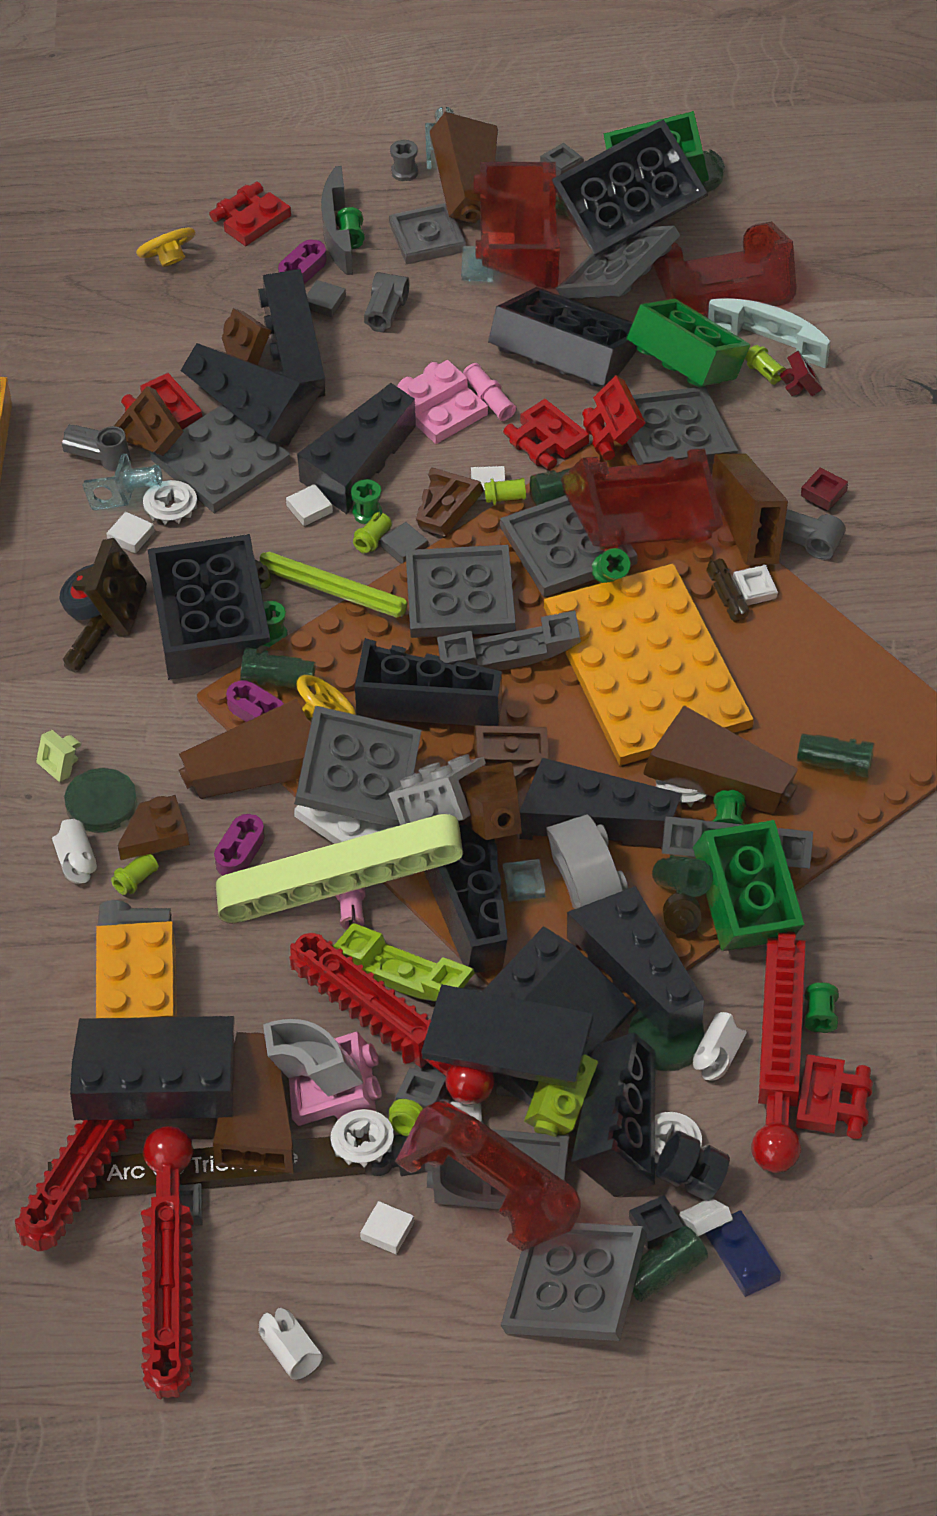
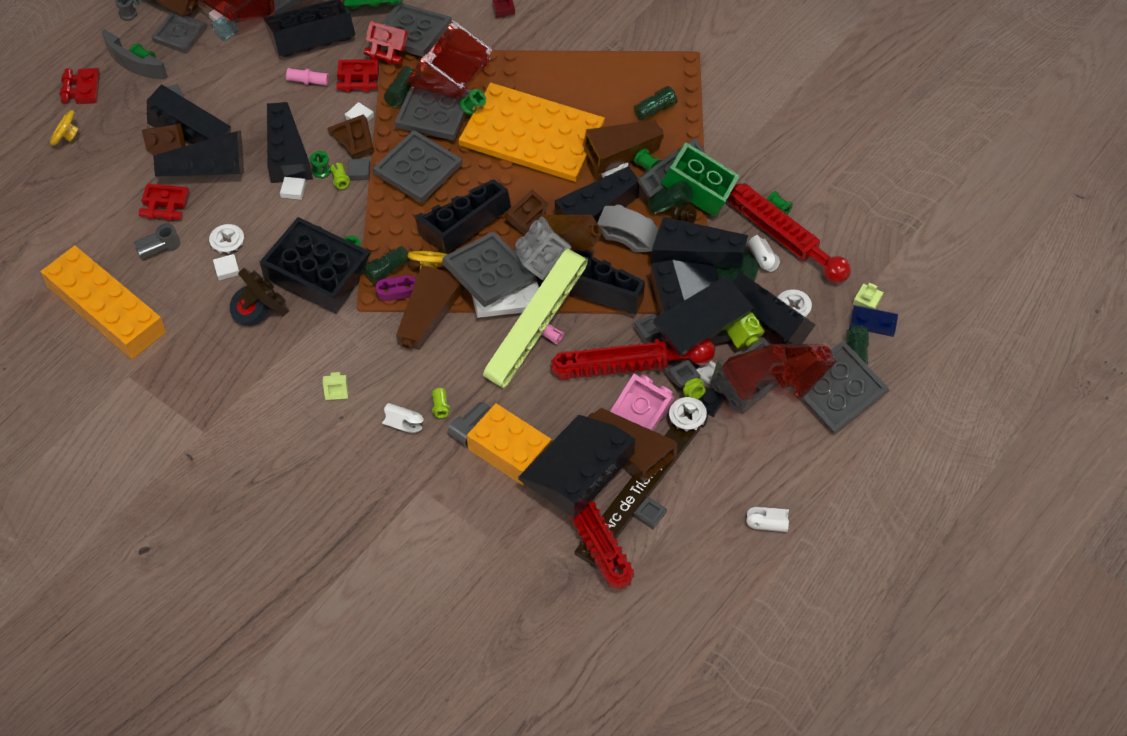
camera: 50 degrees left, 5 degrees up
(86, 643) = (275, 330): dark brown axle -> none
(101, 799) = (378, 388): clear green tile -> none
(122, 484) = (197, 244): clear light blue bracket -> none
(150, 423) = (175, 210): reddish brown wing -> none
(154, 828) = (425, 375): reddish brown wing -> none
(167, 1267) = (626, 495): red gear -> none
(221, 458) = (221, 201): dark grey plate -> none
(233, 842) = (471, 350): magenta beam -> none
(298, 259) = (136, 89): magenta beam -> none
(311, 1051) = (634, 396): light grey brick -> none
(334, 584) = (360, 208): lime axle -> none
(387, 295) = (202, 71): dark grey piece -> none
(387, 1227) = (739, 440): white tile -> none
(400, 968) = (615, 334): lime slope -> none
(443, 401) = (297, 94): bright pink plate -> none
(504, 490) = (373, 113): lime pin -> none
(514, 648) = (473, 169): dark grey slope -> none
(524, 880) = (609, 254): clear light blue plate -> none
(657, 1220) = (832, 336): black plate -> none
(696, 1167) = (821, 303): black wheel -> none
(705, 1216) = (846, 319): white tile -> none
(727, 589) = (523, 76): dark brown axle -> none
(751, 507) = (498, 31): reddish brown slope -> none
(755, 585) = (530, 66): white tile -> none
(775, 1220) = (868, 296): none -> yellowish green tile
(817, 535) = (526, 25): dark grey piece -> none
(821, 1092) = (830, 241): red plate -> none

